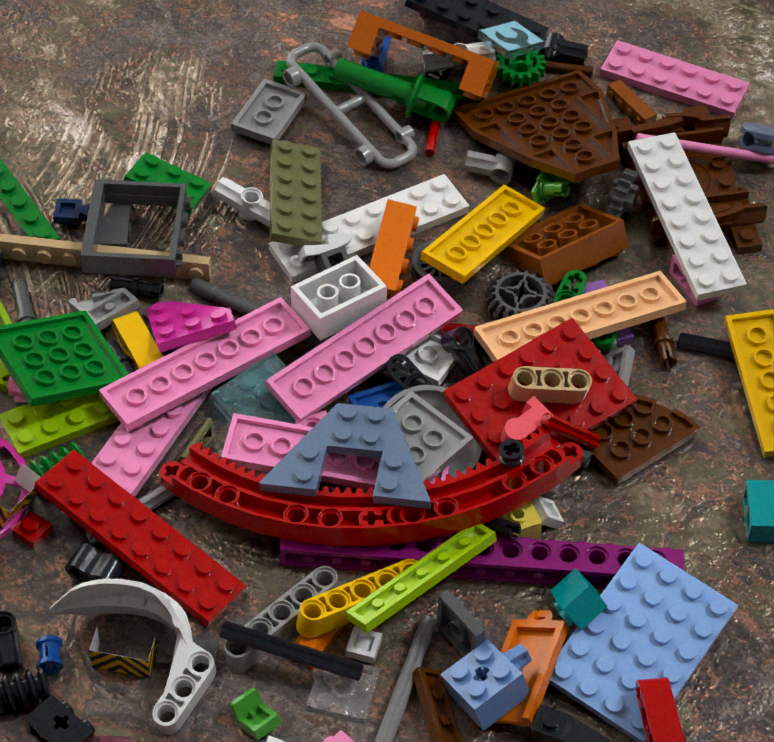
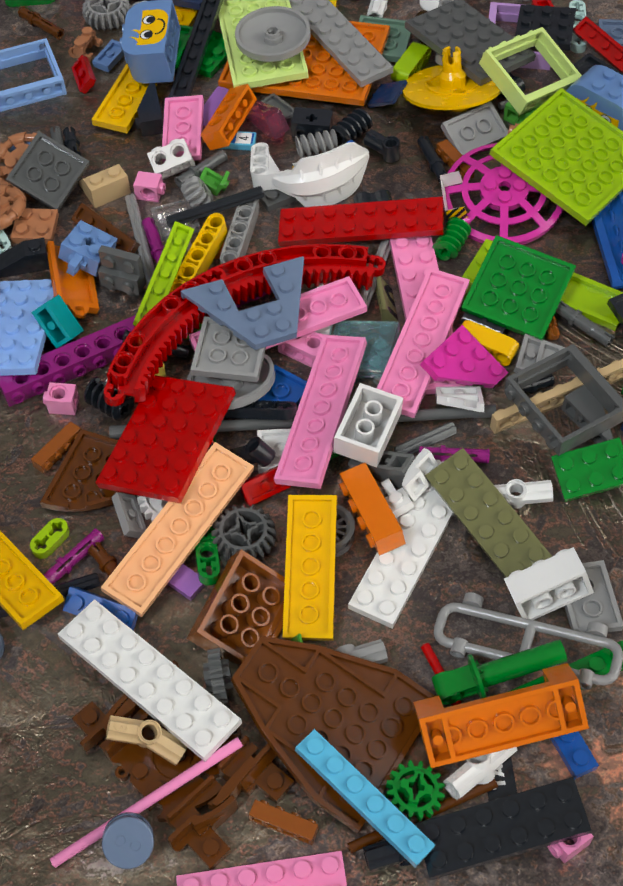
camera: 150 degrees right, 5 degrees up
(85, 691) = (319, 143): none -> light grey piece
(215, 292) = (461, 397): none -> white wing
(266, 293) = (427, 439): none -> dark grey axle
(278, 271) = (482, 455): none -> magenta pin
(294, 695) = (196, 191): none -> light grey gear
(302, 110) = (549, 584): none -> white brick
(361, 246) = (397, 500): none -> white plate
(394, 655) = (153, 238): none -> magenta pin
(508, 447) = (148, 345): black bush -> none
(511, 39) = (439, 797): tile -> none
(528, 422) = (156, 394): coral leg -> none
(560, 378) = (157, 426): tan beam -> none
(566, 69) = (365, 798): none -> medium azure plate
(570, 430) = (125, 413): red axle -> none
(573, 500) = (95, 396): none -> black piece
(616, 517) = (61, 398): none -> bright pink brick
(652, 482) = (55, 448): none -> dark orange piece
(698, 315) = (79, 599): none -> blue plate
(704, 364) = (53, 576): none -> magenta pin
(707, 400) = (47, 537): none -> lime beam
(717, 181) = (130, 731): none -> tan piece

